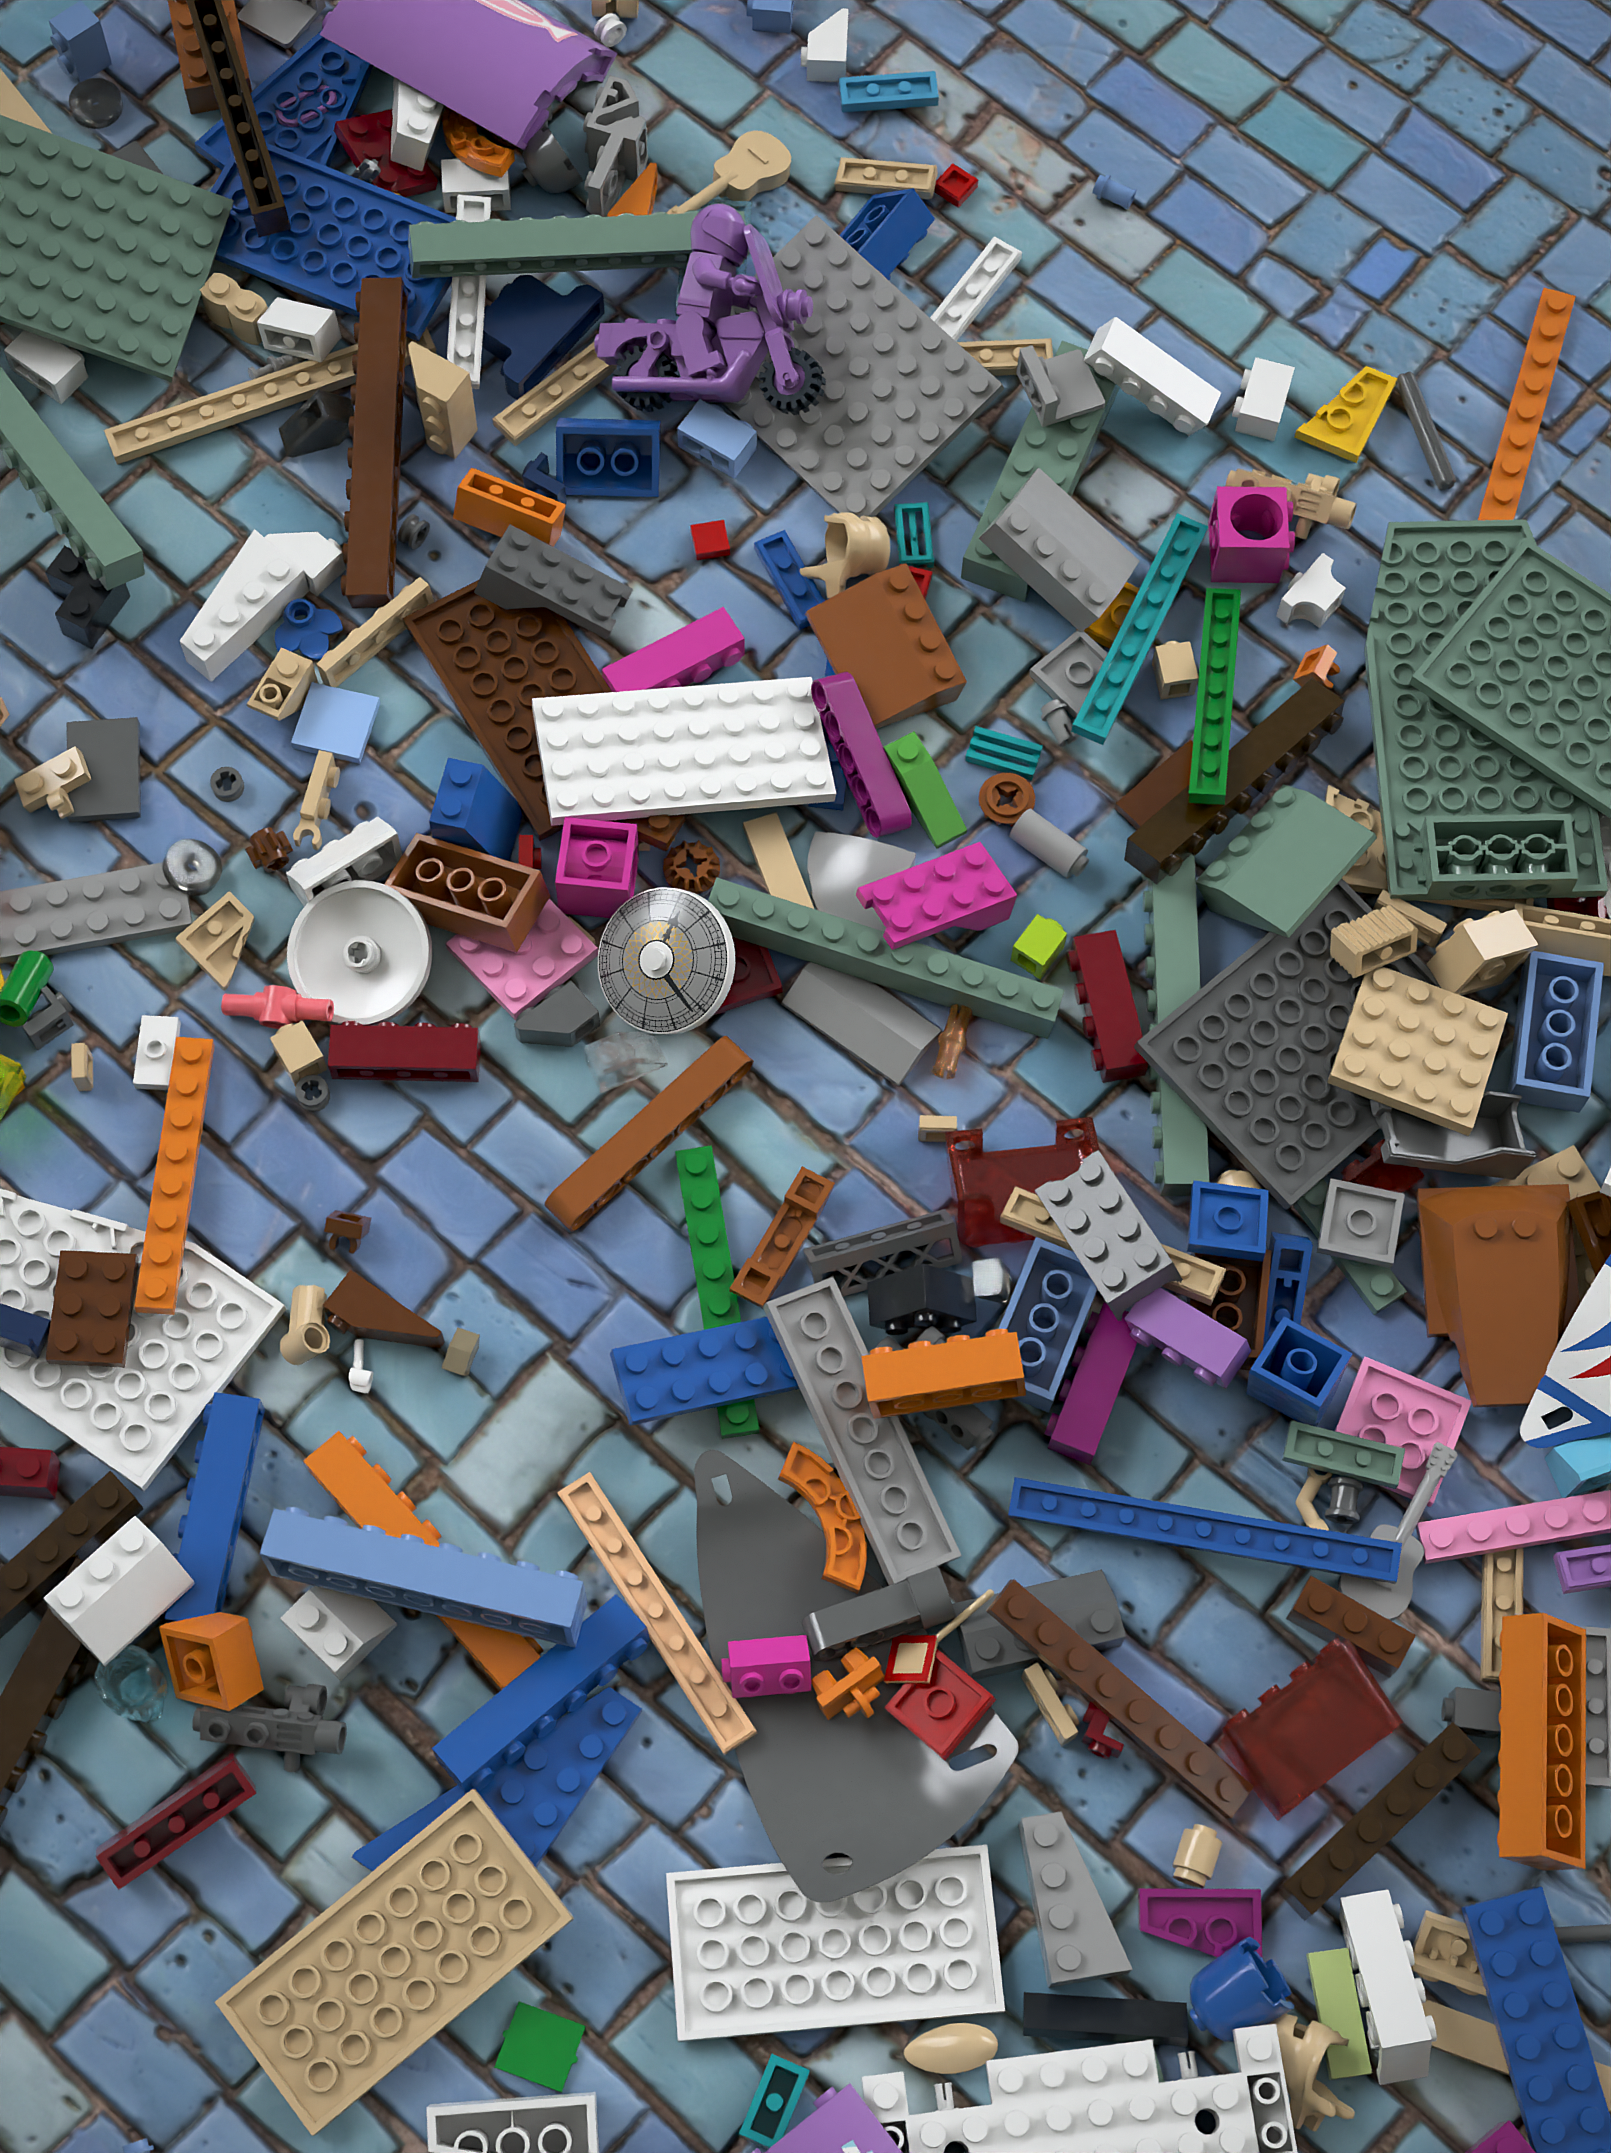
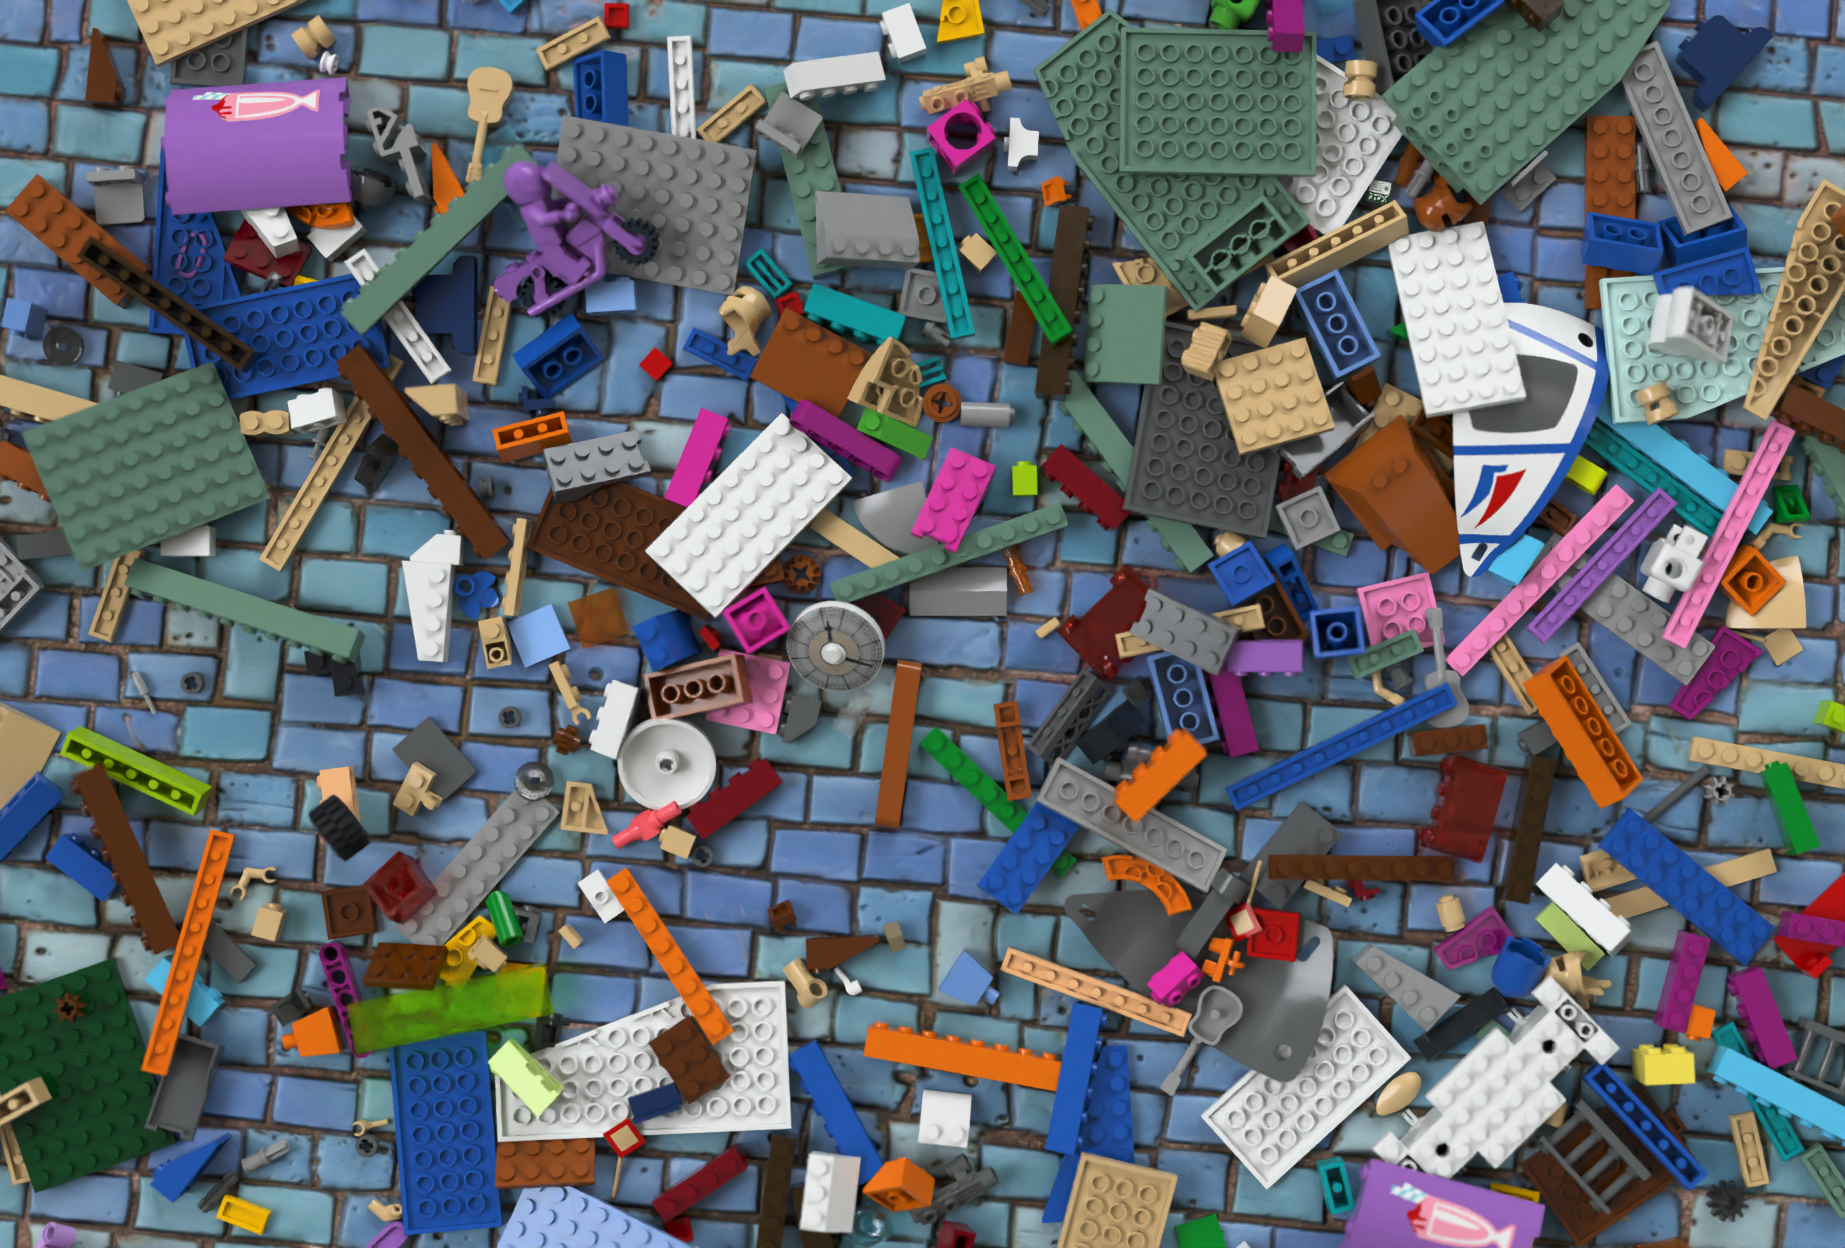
camera: 40 degrees left, 20 degrees up
(418, 750) = (598, 617): none -> clear orange plate
(425, 1576) = (977, 1074): medium blue brick -> none
(507, 1474) = (969, 981): none -> medium blue torso
(787, 1752) = (1216, 1012): none -> light grey piece
(964, 727) = (890, 384): none -> tan brick
(980, 634) = (853, 316): none -> teal brick
(1544, 1120) = (1364, 387): none -> reddish brown slope

